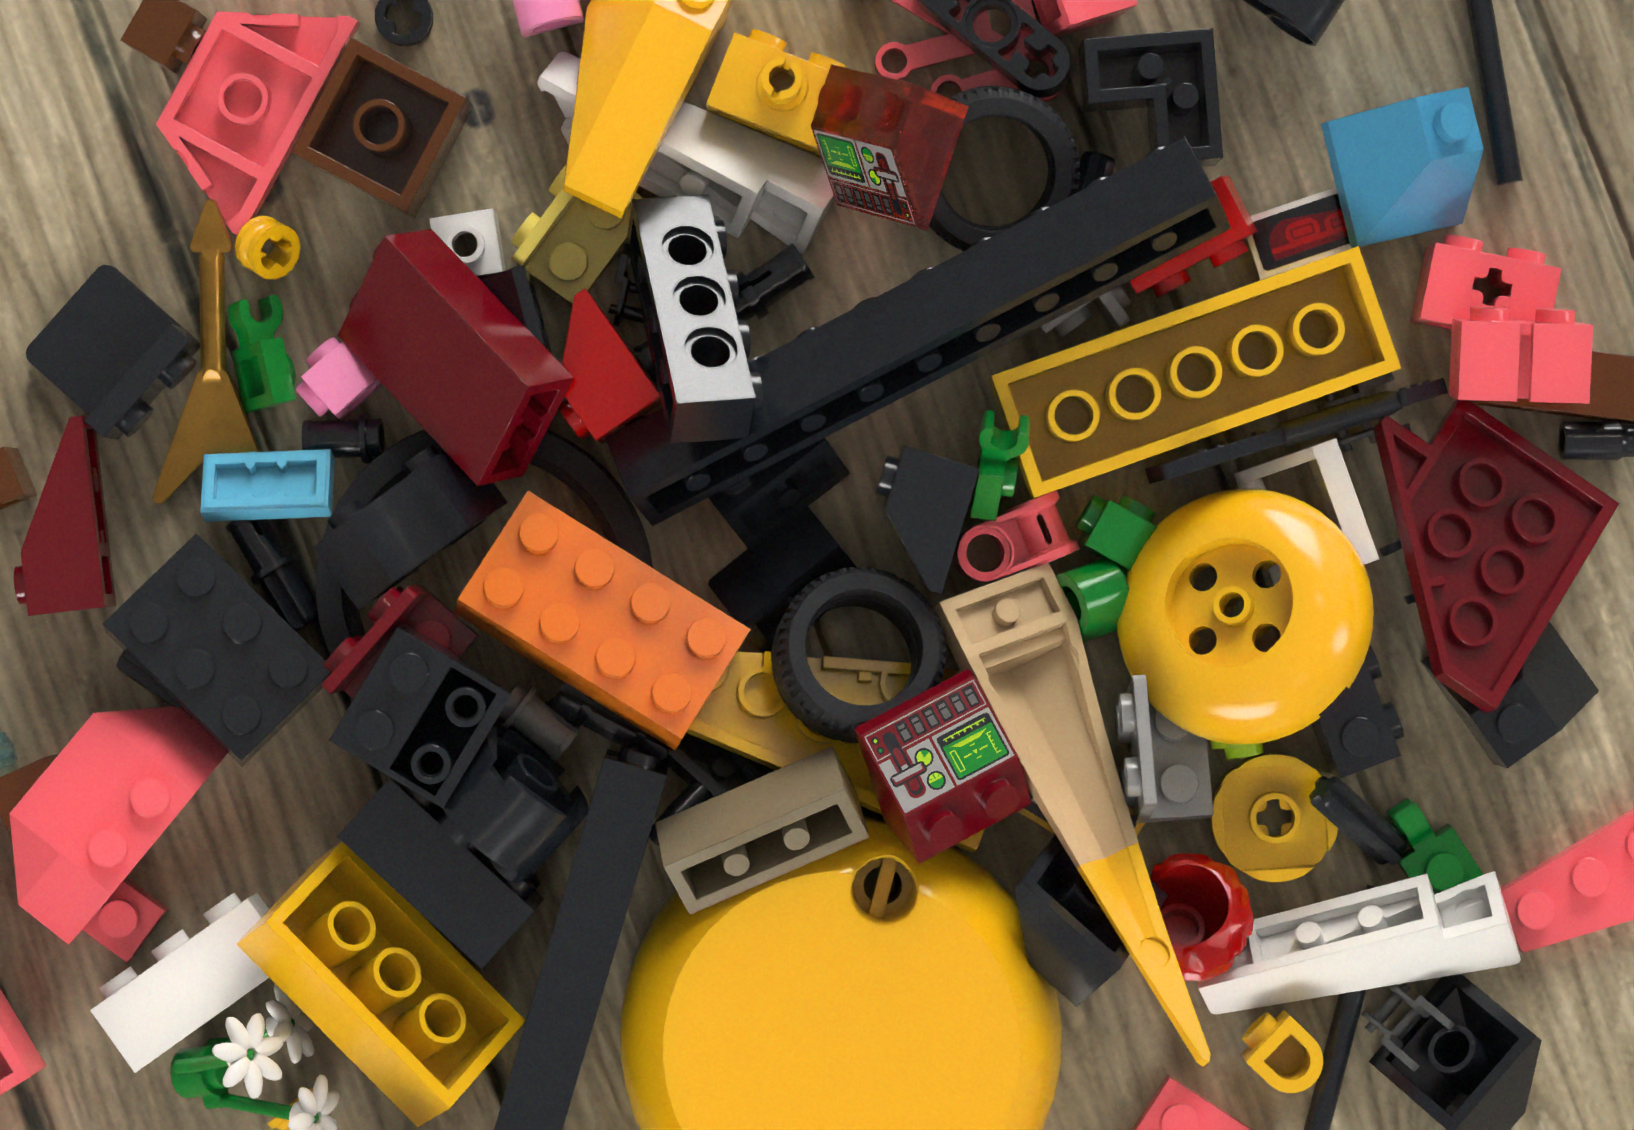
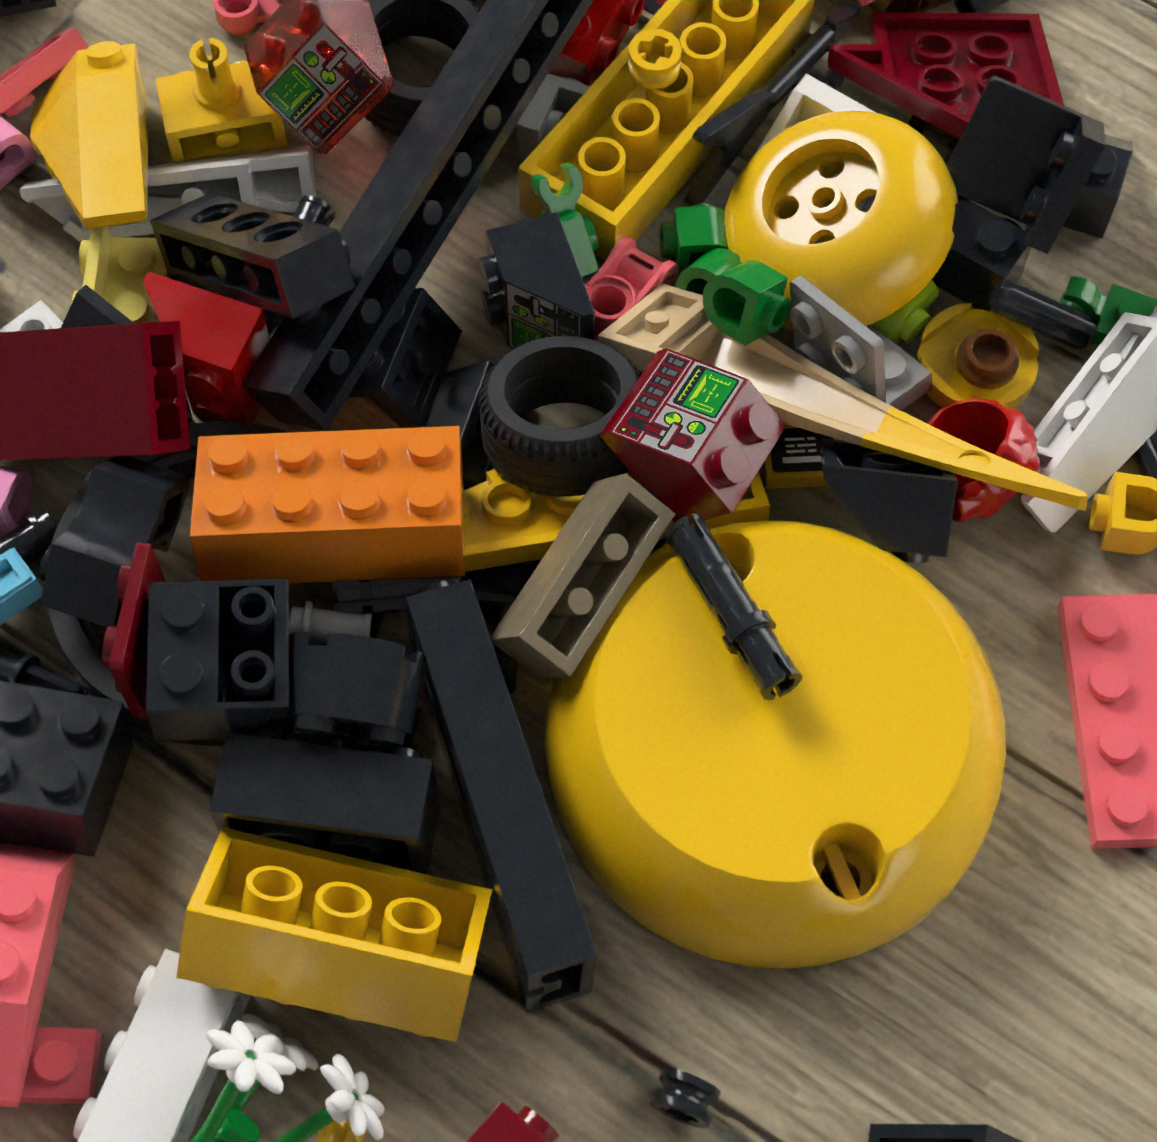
camera: 30 degrees left, 25 degrees down
(855, 951) = (745, 626): none -> black pin
(1091, 657) = (747, 301): none -> green plate
(1189, 369) = (643, 48): none -> yellow bush
(1270, 836) = (988, 359): none -> reddish brown plate
(1443, 701) = (1026, 158): none -> black bracket

